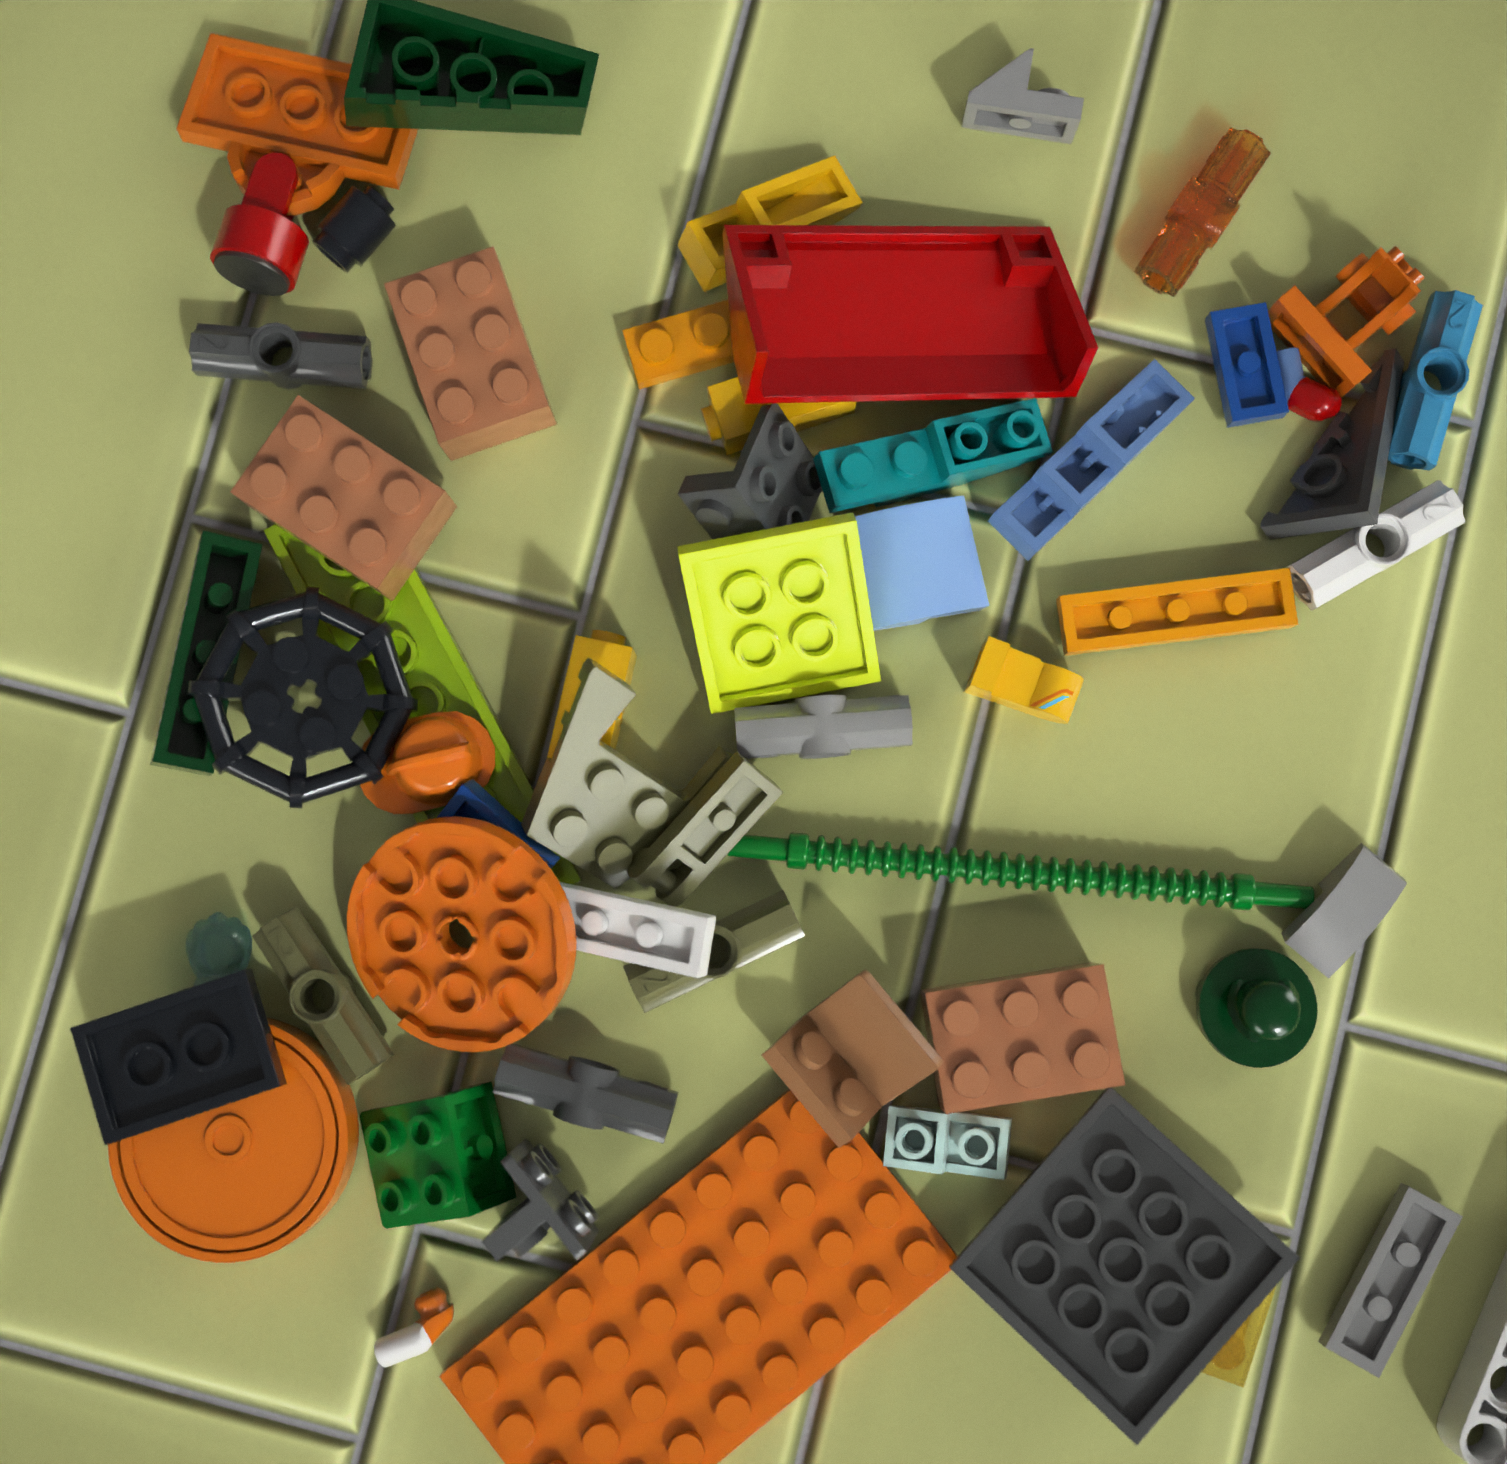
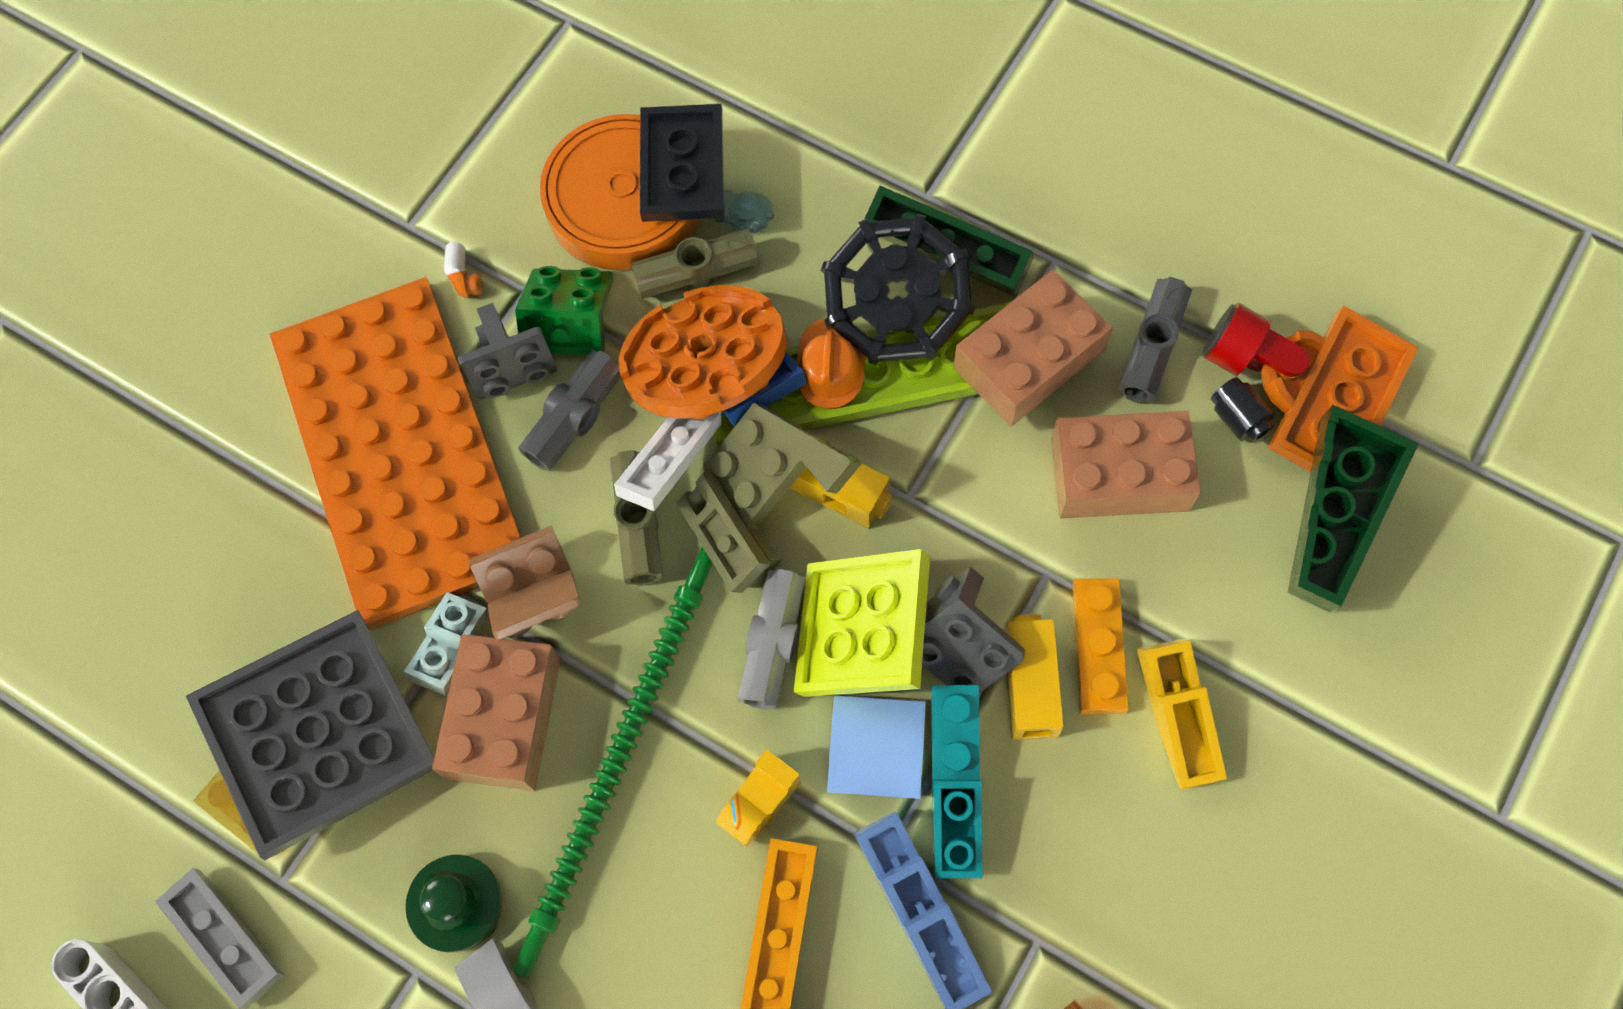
camera: 105 degrees right, 15 degrees down
(903, 313) = (1075, 787): red slope -> none
(1009, 108) = (1241, 934): light grey slope -> none

